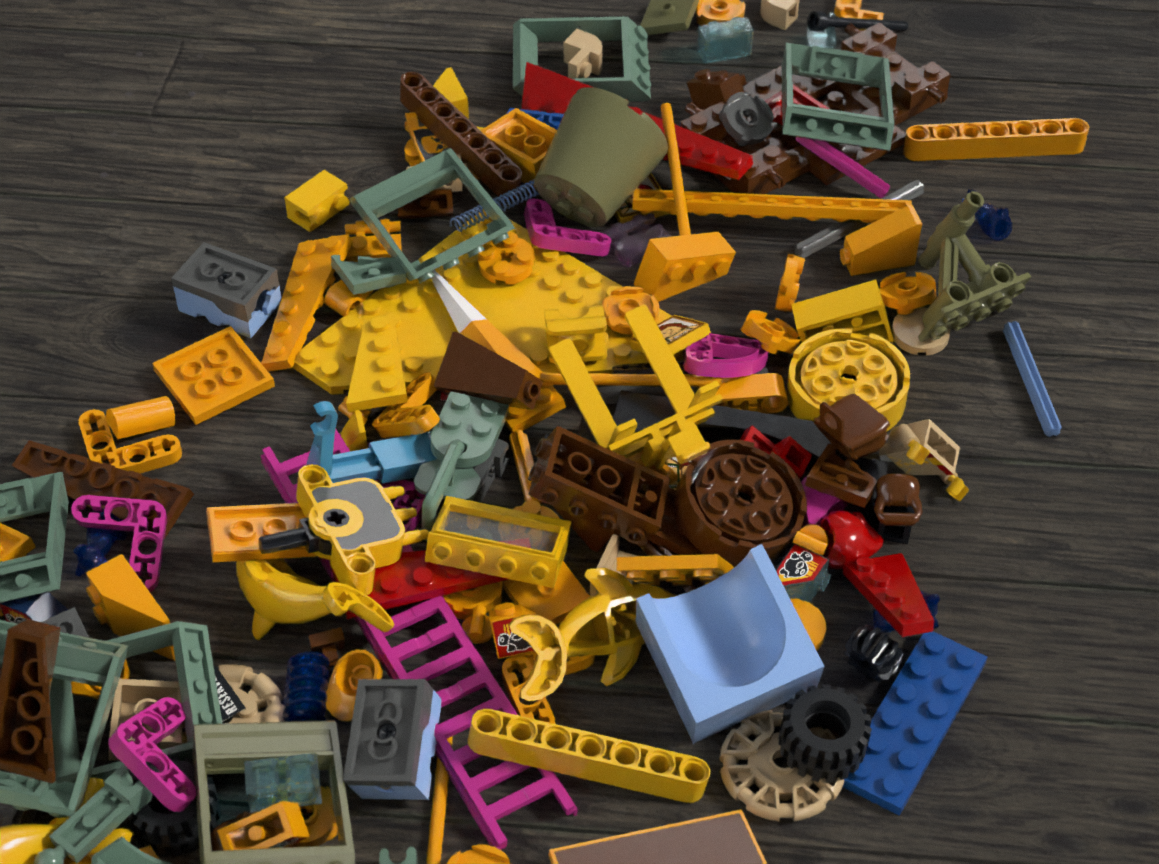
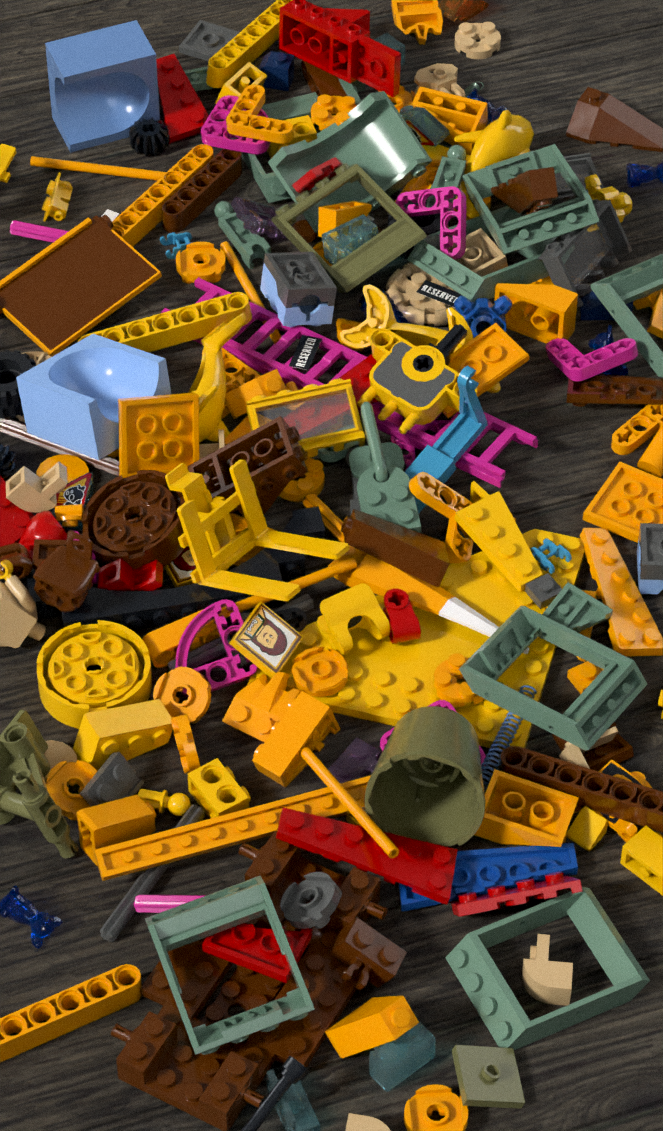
camera: 155 degrees right, 0 degrees up
(207, 609) = (483, 312): none -> blue piece
(332, 341) = (557, 551): none -> dark azure piece
(371, 307) = (543, 590): none -> dark grey plate
(435, 660) = (305, 352): none -> black sticker
(528, 324) = (401, 617): none -> red piece
(699, 301) = (260, 705): none -> light orange plate
(738, 44) = (372, 1025): none -> light orange slope
(772, 244) = (217, 790): none -> yellow brick
(816, 258) = (176, 804): none -> yellow axle
(840, 569) = (36, 492): none -> tan brick
(883, 270) = (112, 781): none -> dark grey plate

